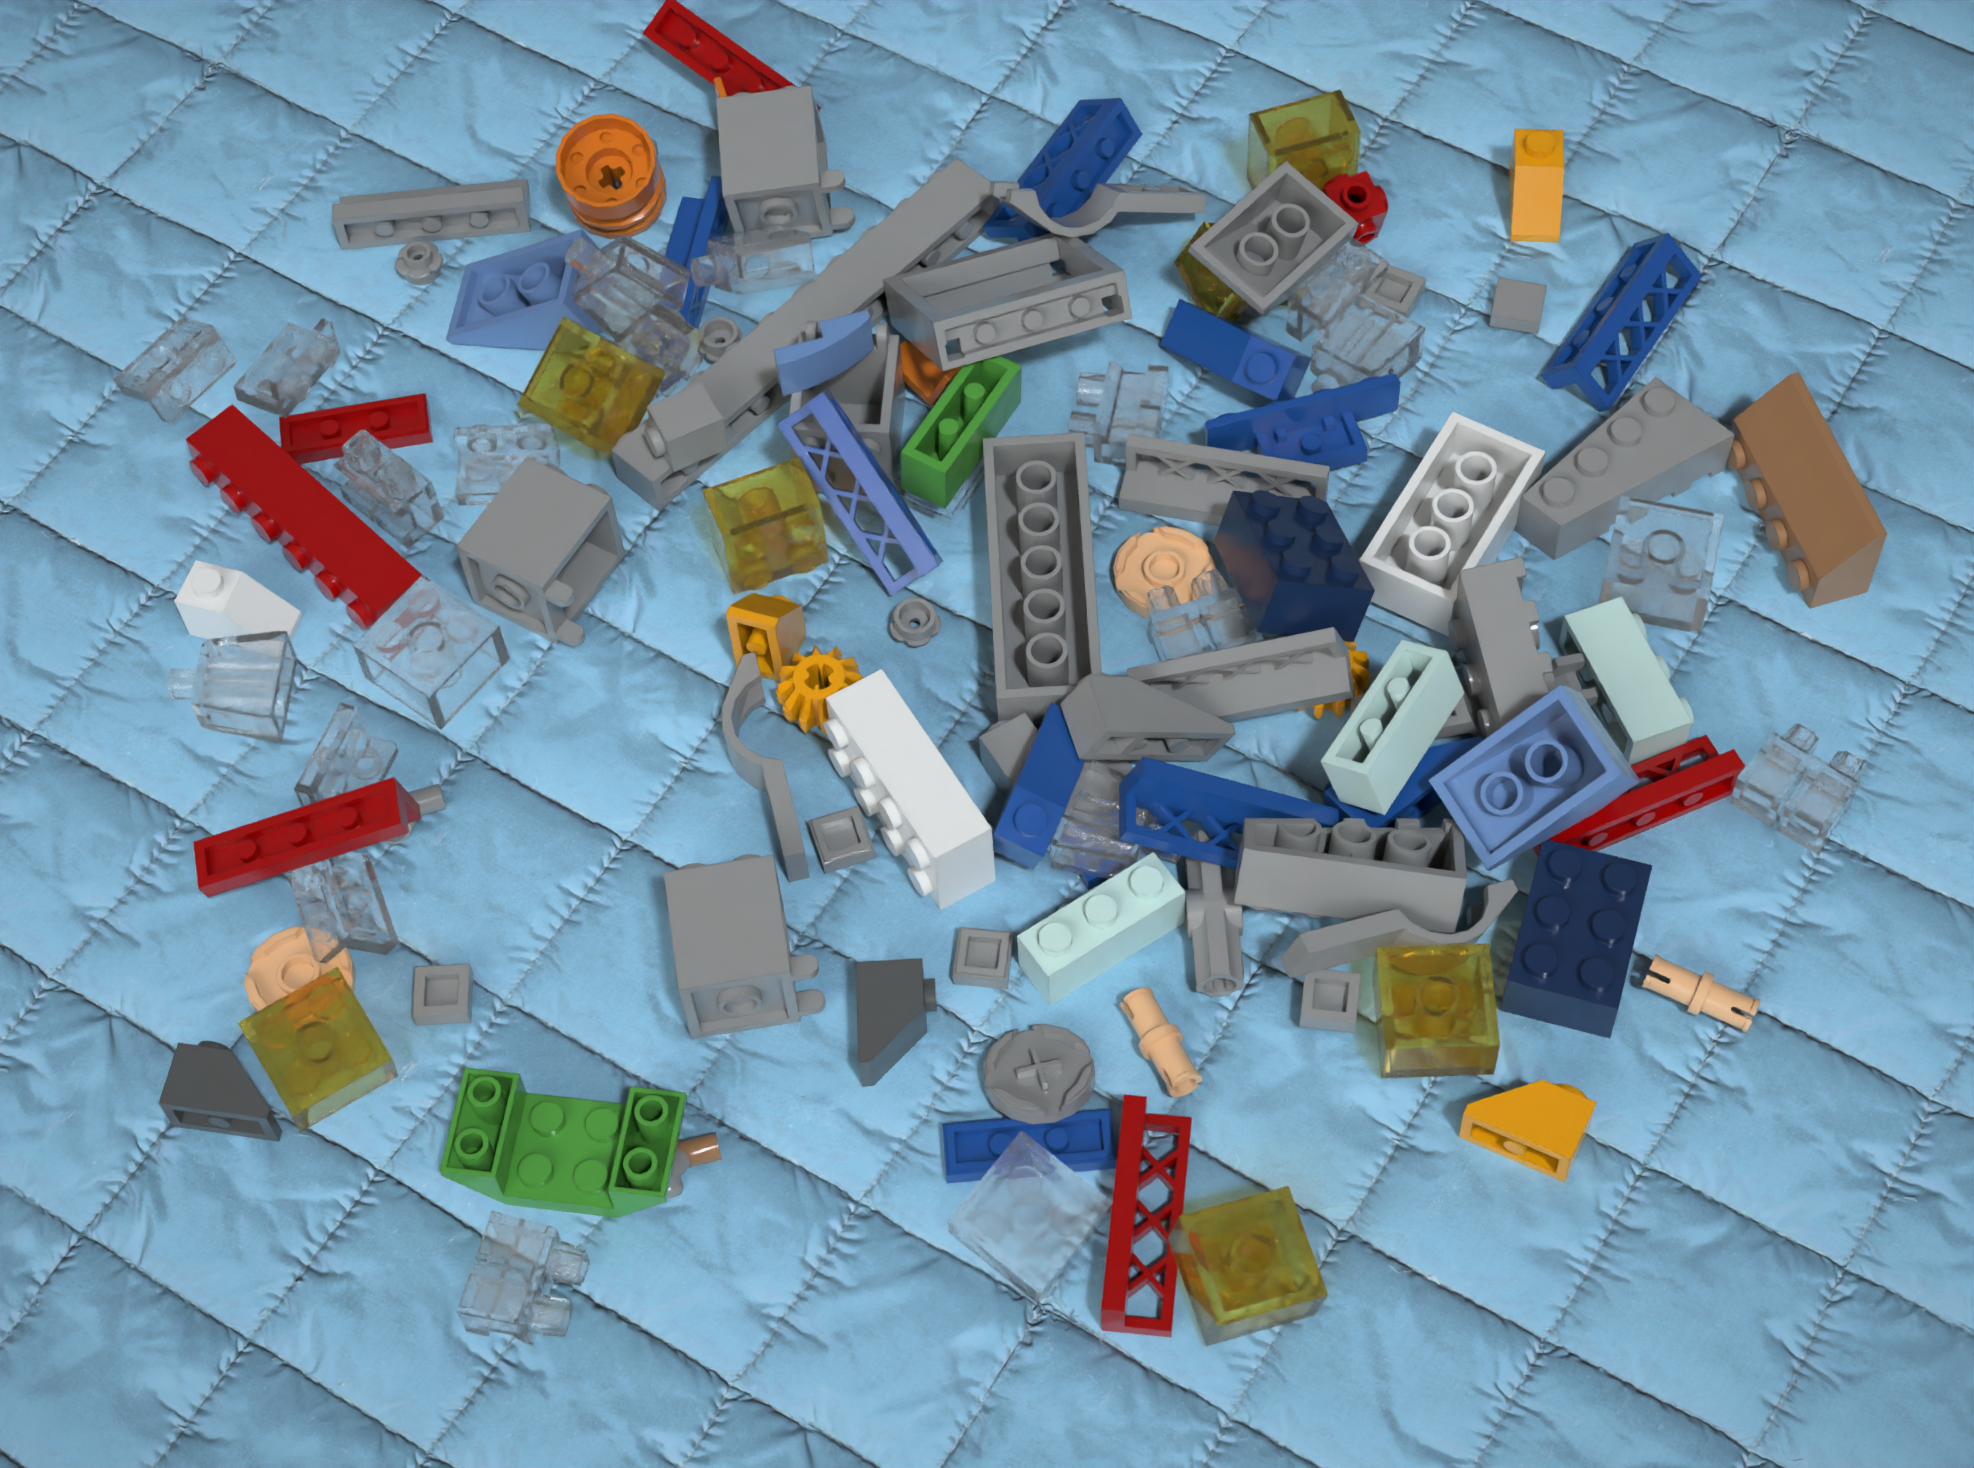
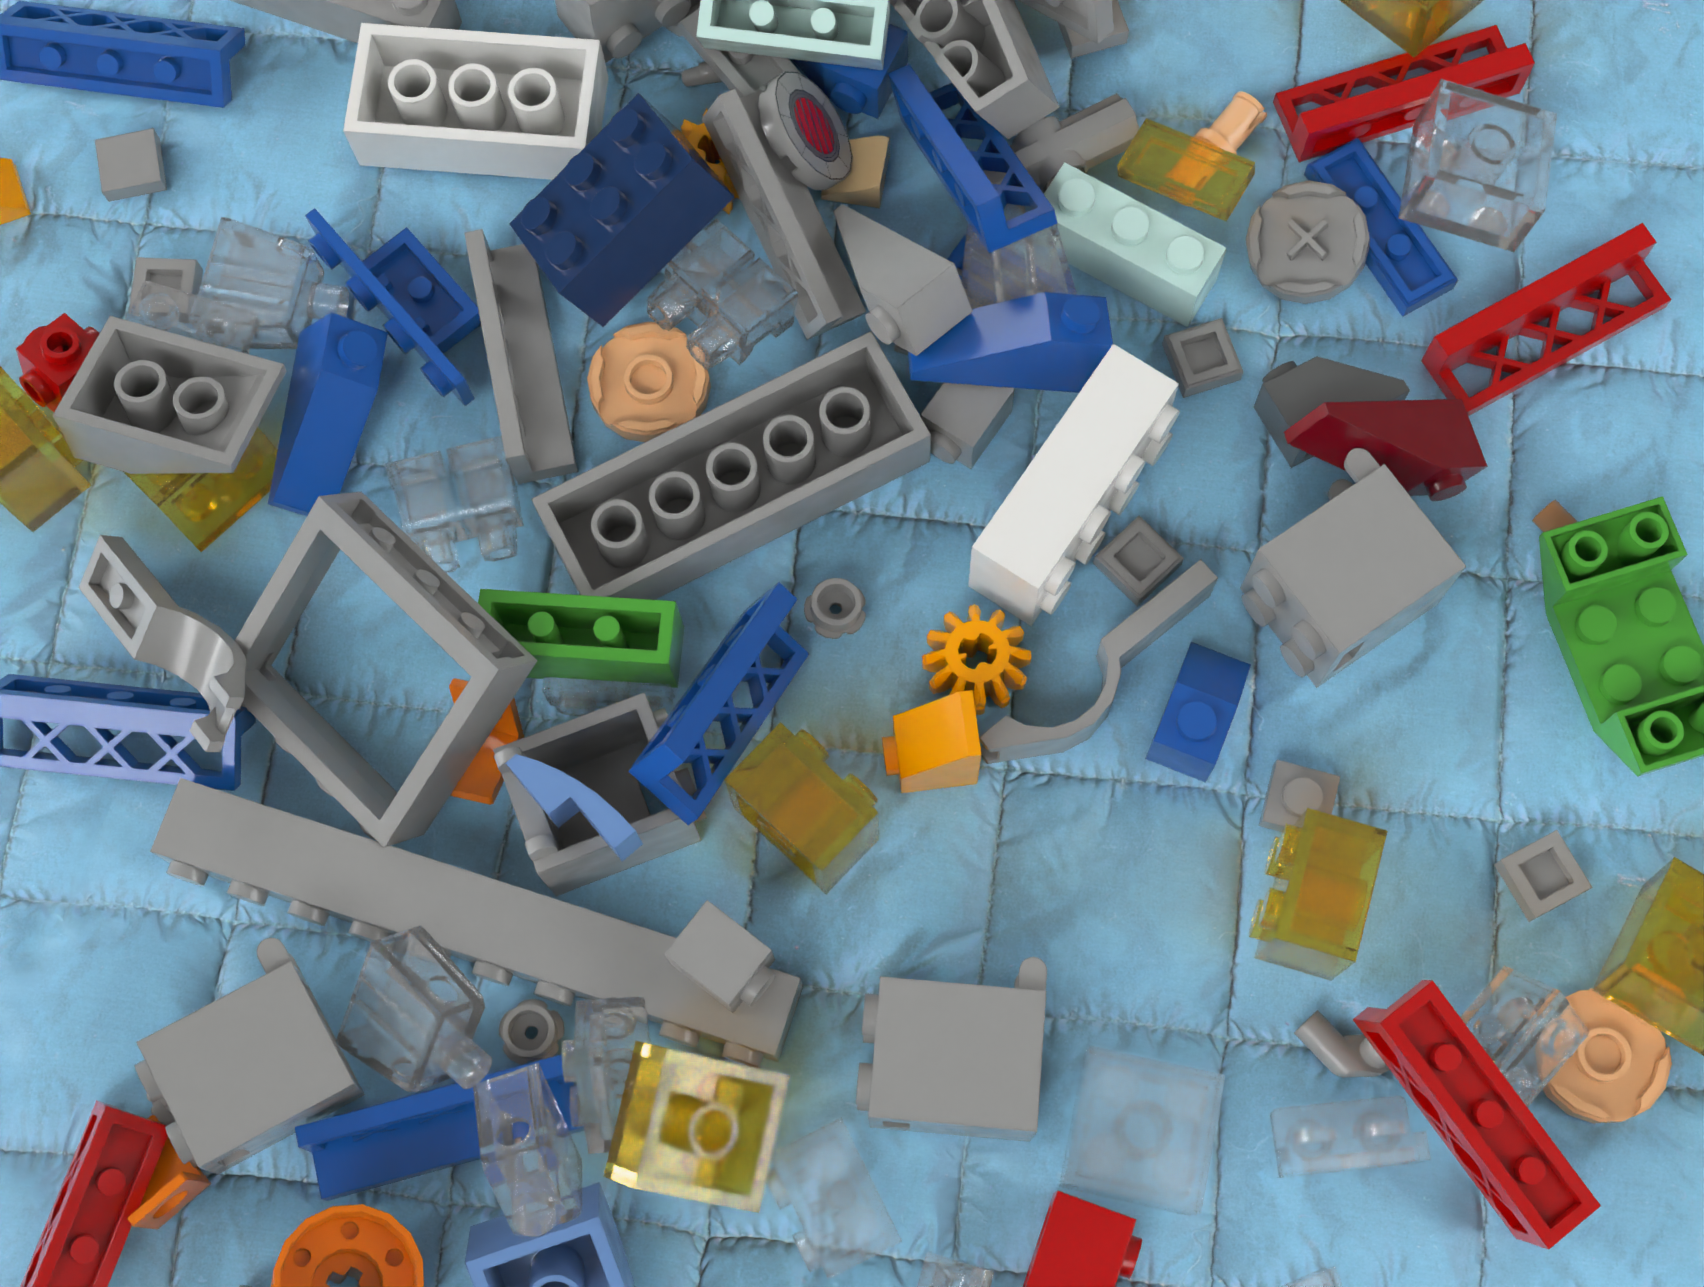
camera: 115 degrees left, 15 degrees up
(514, 815) = (1318, 894): none -> clear yellow brick
(597, 865) = (1293, 791): none -> light grey plate
(697, 814) = (1199, 712): none -> blue slope
(814, 1040) = (1420, 441): none -> dark red slope
(891, 1229) = (1543, 300): none -> red fence
(1140, 991) = (1186, 169): none -> clear yellow tile
(1274, 772) = (867, 175): none -> tan slope
(1301, 720) = (807, 129): none -> light grey tile

